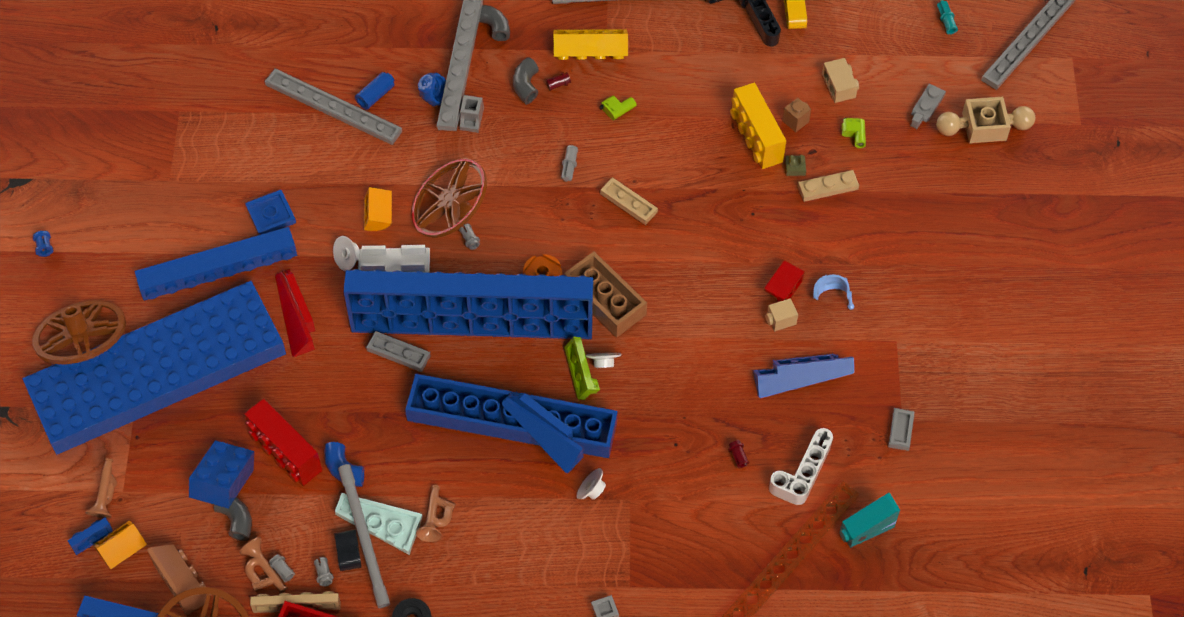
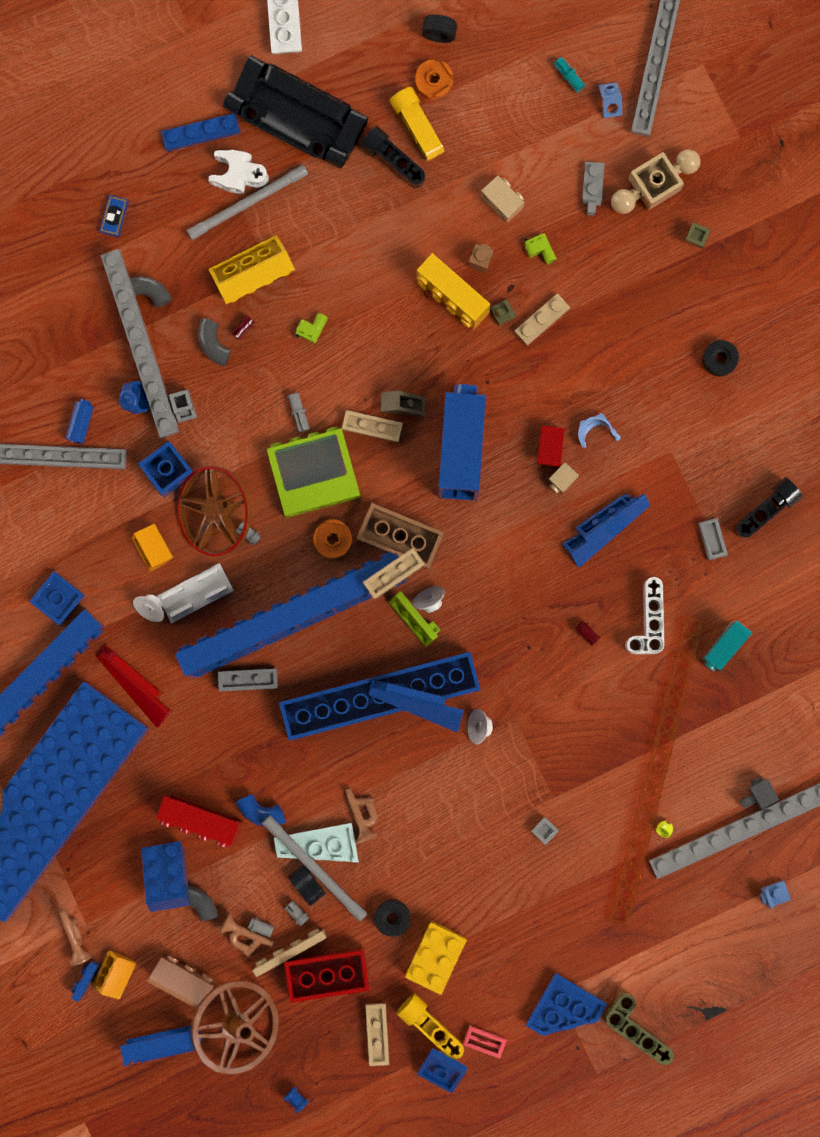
camera: 20 degrees left, 25 degrees up
(426, 152) = (166, 469): none -> blue brick
(554, 213) = (313, 472): none -> panel
(580, 289) = (393, 573): none -> tan plate
(666, 194) = (402, 403): none -> dark tan slope
(700, 237) = (462, 443): none -> blue brick
(975, 42) = (611, 95): none -> medium blue bracket
(984, 272) = (720, 369): none -> black tyre
(989, 418) = (783, 495): none -> black beam
(1004, 176) = (697, 235): none -> olive tile

